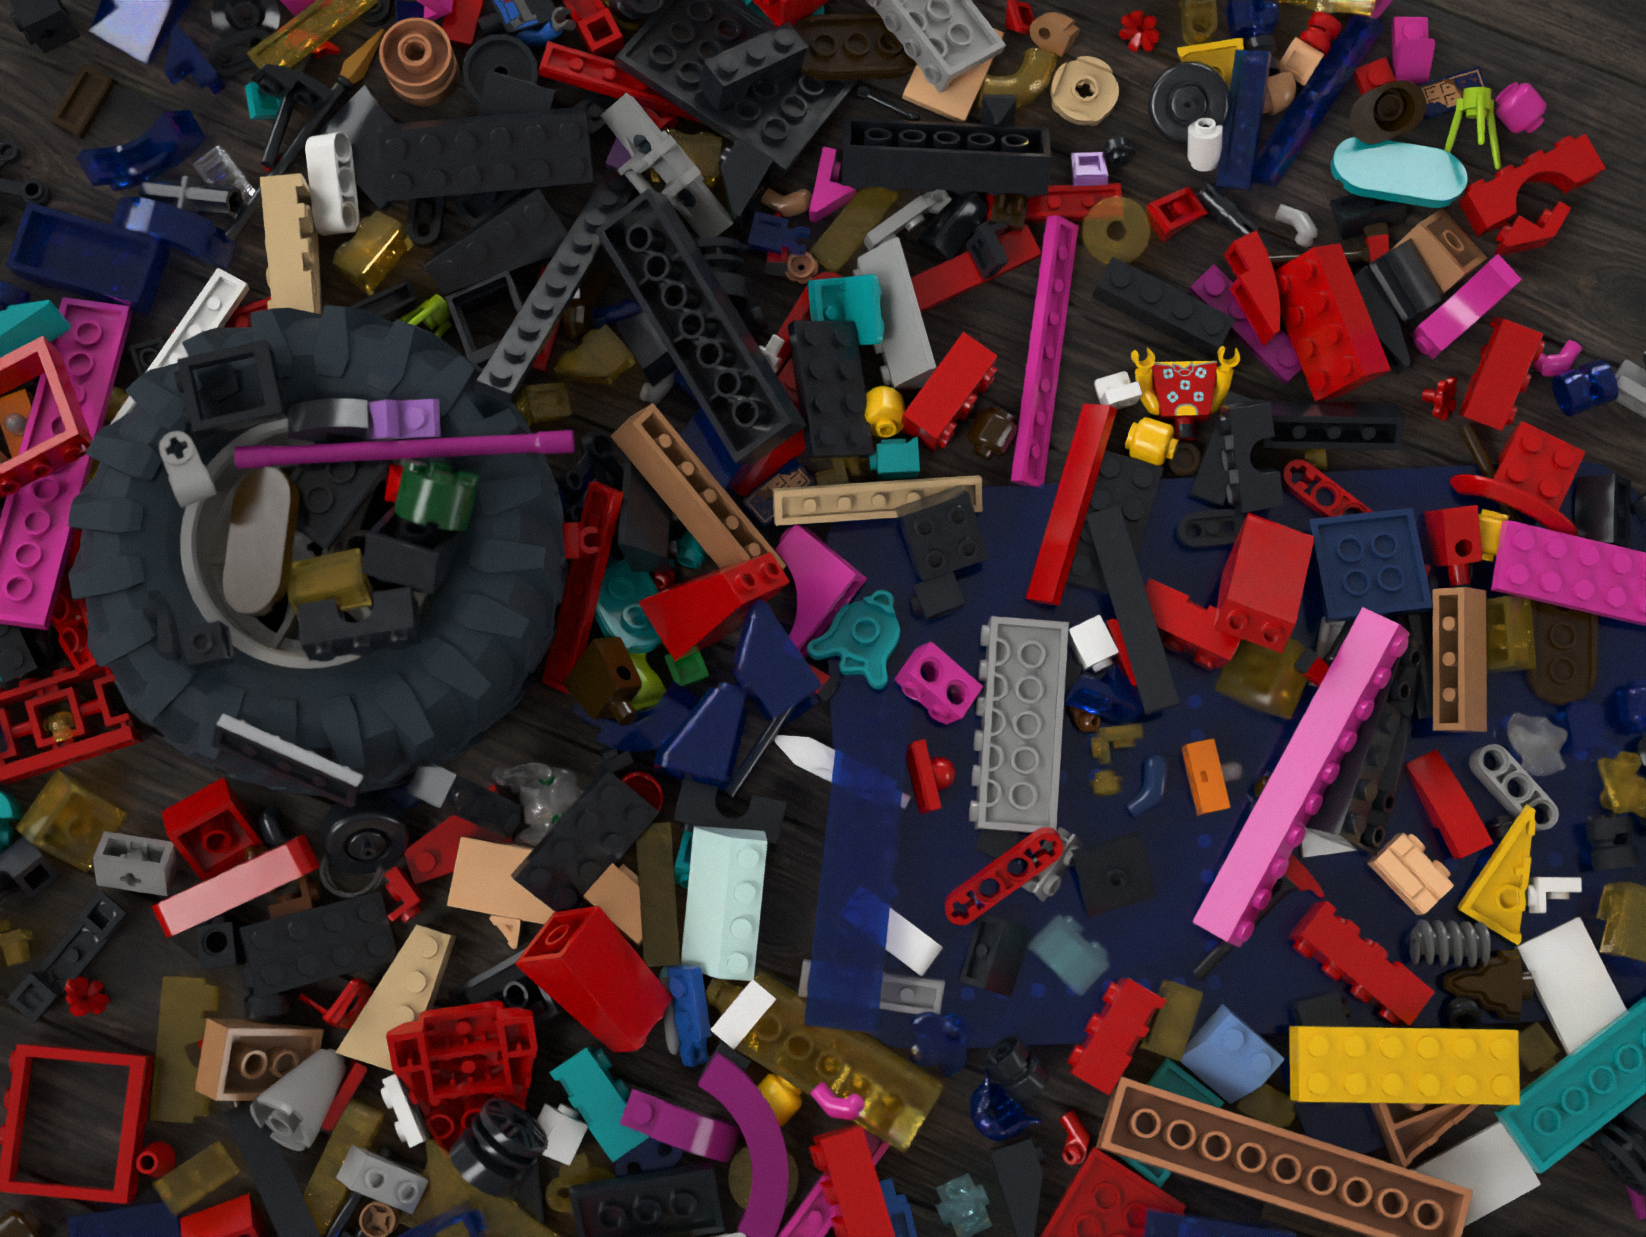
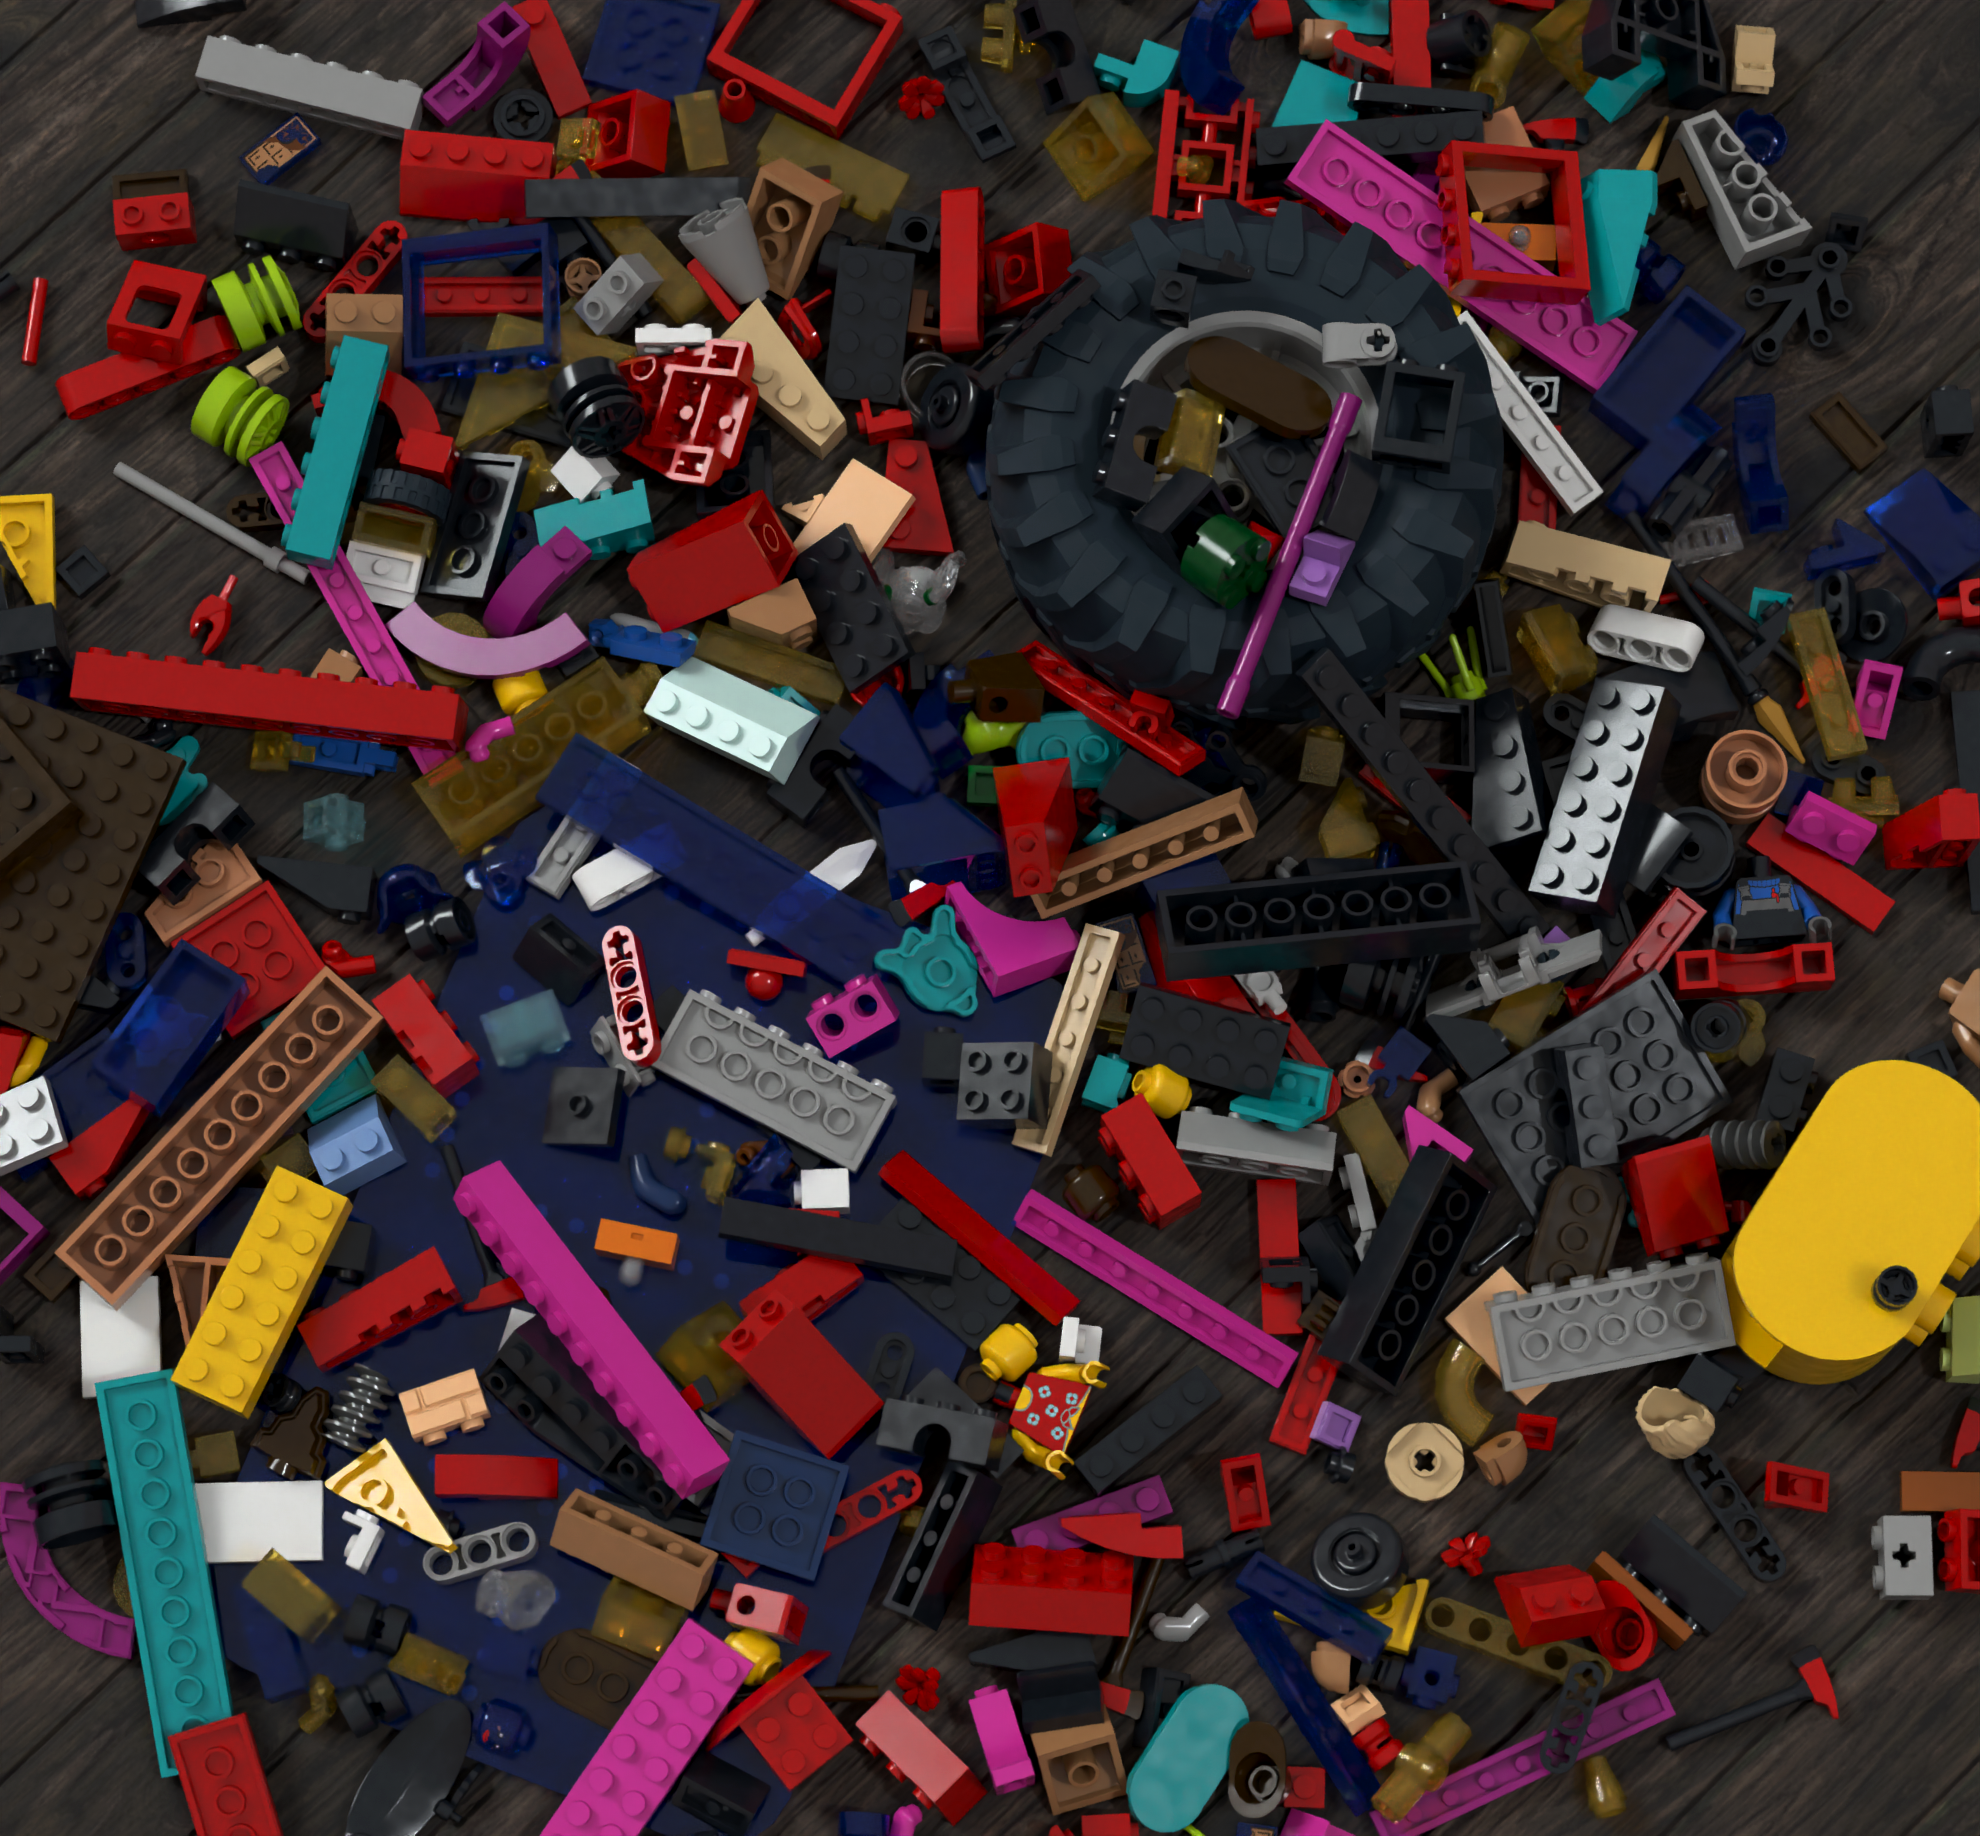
camera: 120 degrees right, 5 degrees down
(135, 863) = (1027, 186): light grey brick -> none
(465, 799) = (939, 502): black brick -> none
(743, 1014) = (614, 686): white sticker -> none
(998, 109) = (1436, 1353): black slope -> none
(1135, 224) = (1240, 1404): clear yellow tile -> none
(1204, 144) = (1302, 1555): white brick -> none

